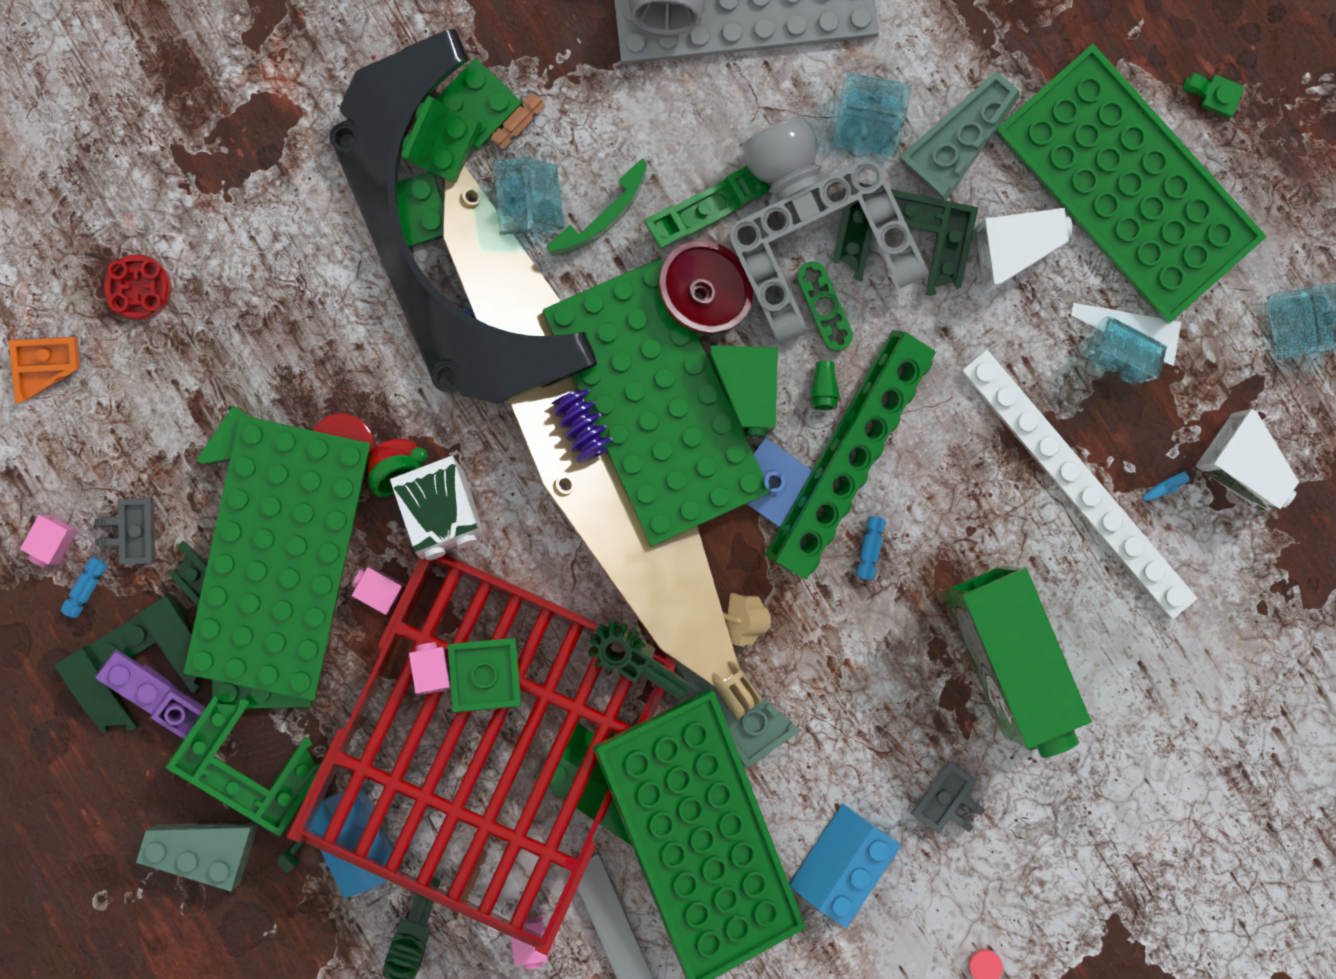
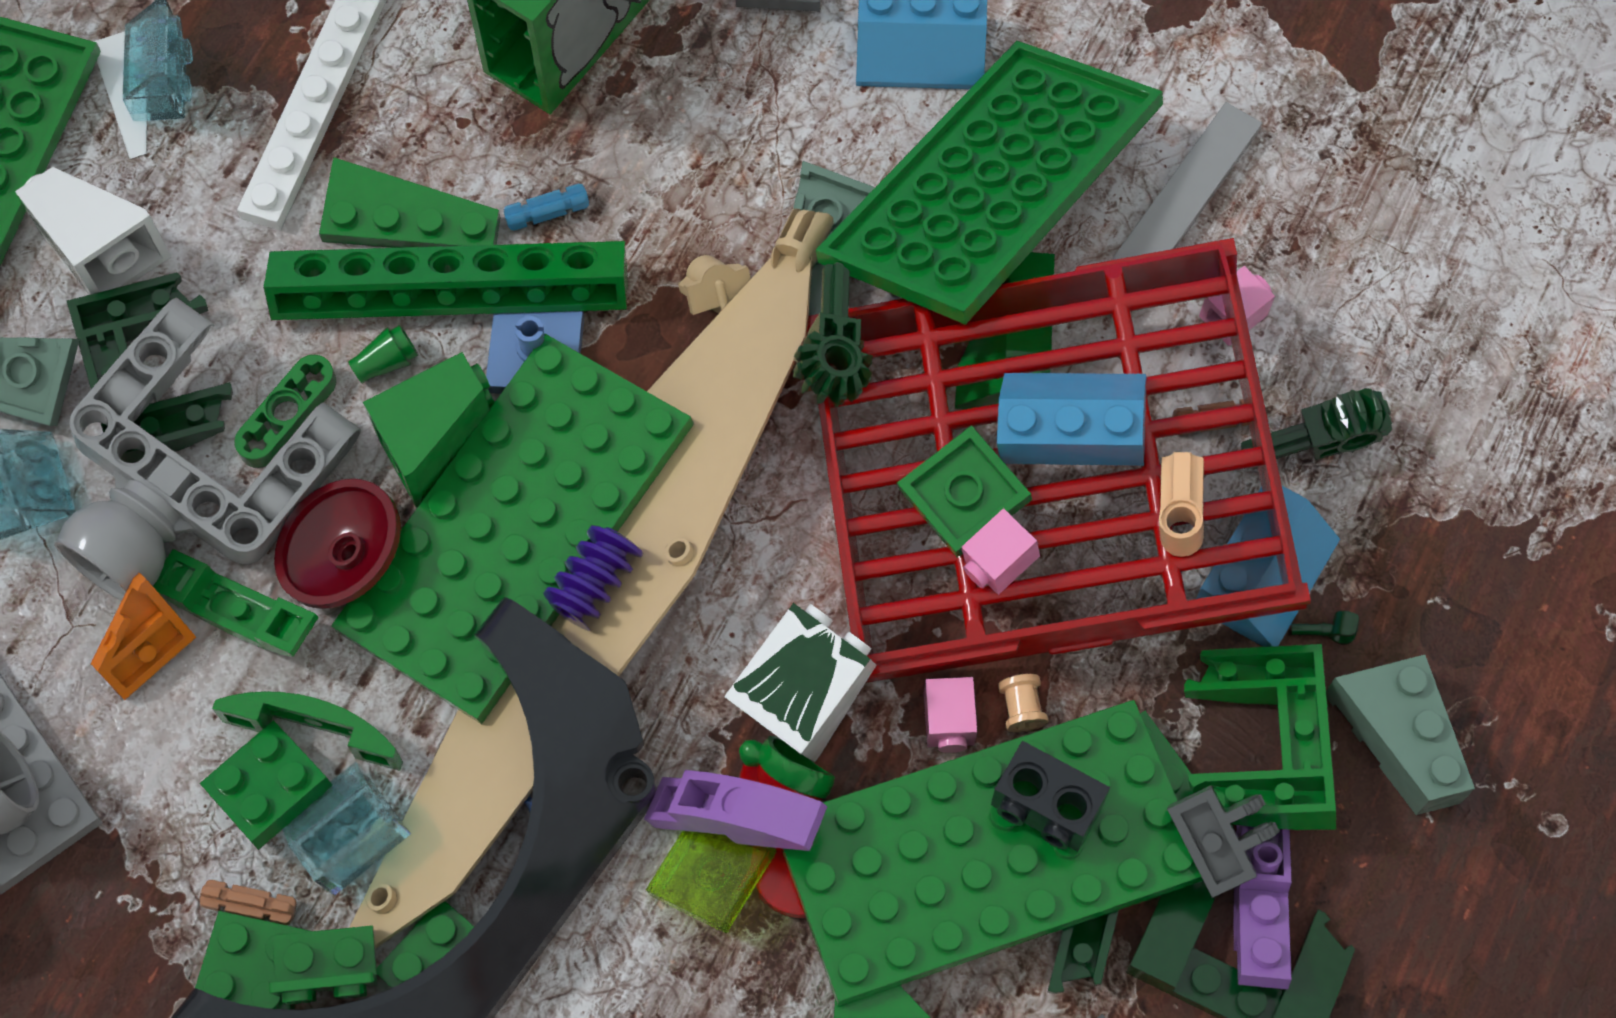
camera: 120 degrees left, 20 degrees down
(196, 687) = (1213, 840): none -> dark grey hinge
(278, 612) = (1056, 786): none -> black brick
(358, 637) = (1023, 702): none -> light nougat bush
(370, 393) = (709, 877): none -> clear neon green tile
(385, 423) = (736, 808): none -> medium lavender slope
(389, 800) = (1182, 501): none -> light nougat piece
(487, 772) = (1072, 419): none -> dark azure slope
(581, 167) = (266, 784): none -> green plate
(716, 139) = (139, 638): none -> orange wing
(926, 449) = (396, 213): none -> green wing

